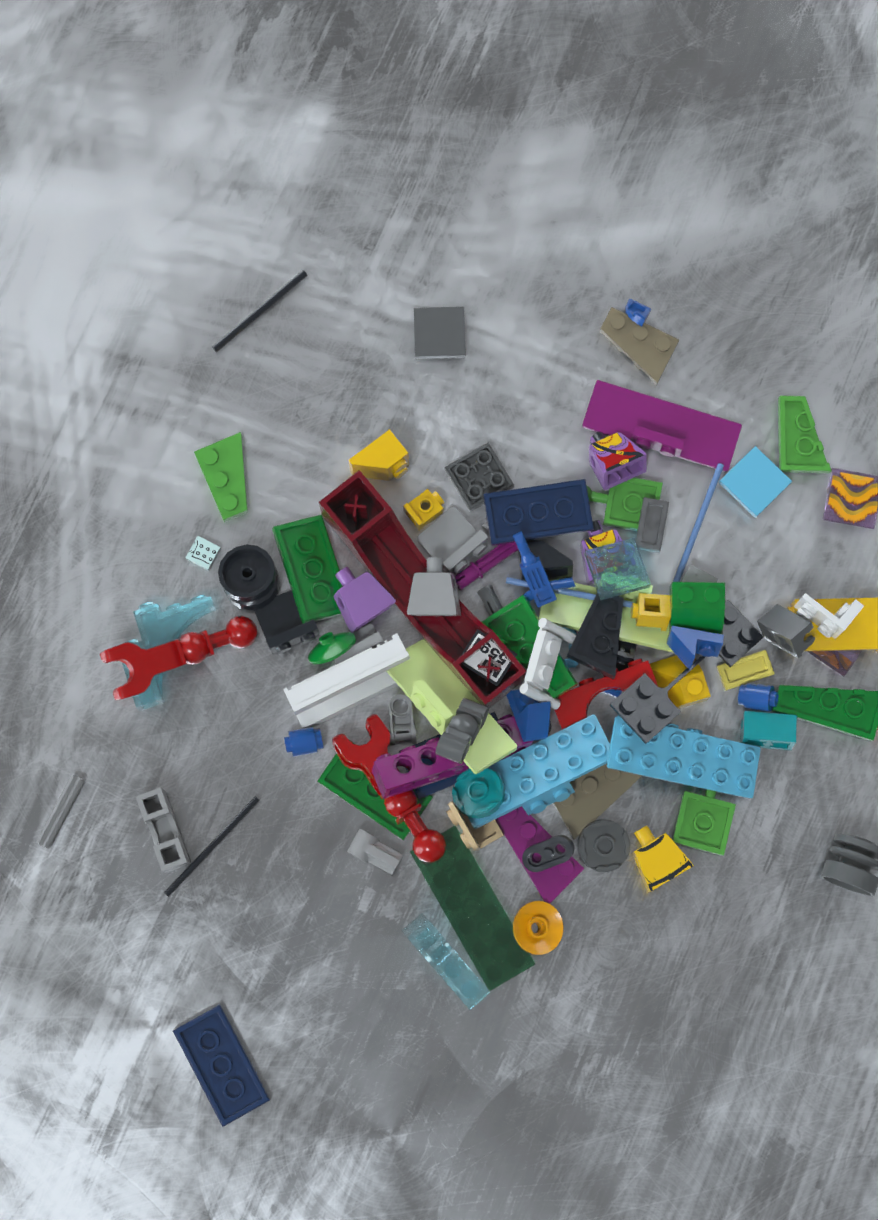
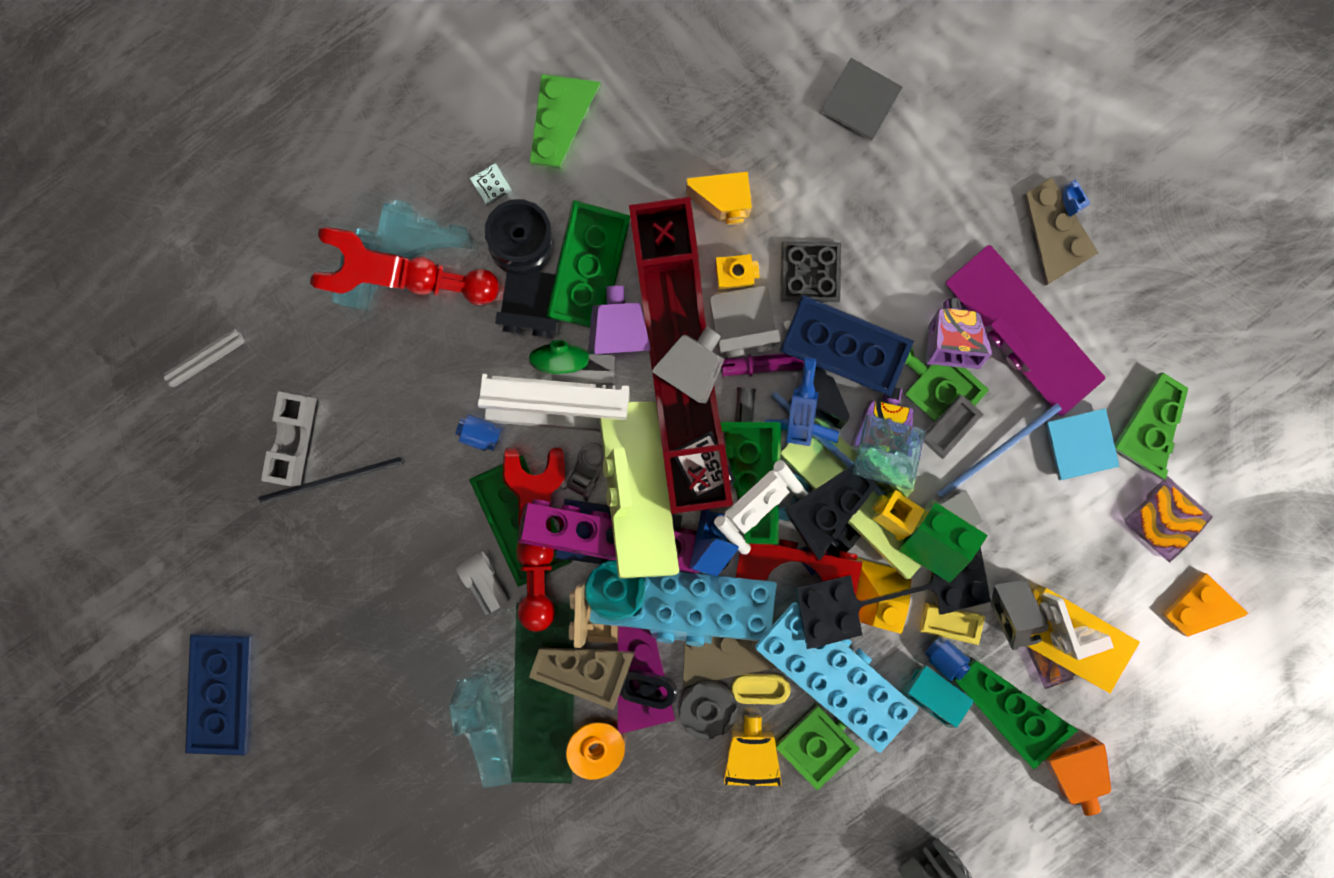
camera: 35 degrees right, 10 degrees up
(462, 730) = (631, 527): dark grey piece -> none
(493, 870) = (584, 672): none -> dark tan wing
(633, 805) = (760, 688): none -> light yellow tile
(688, 642) = (913, 569): blue slope -> none

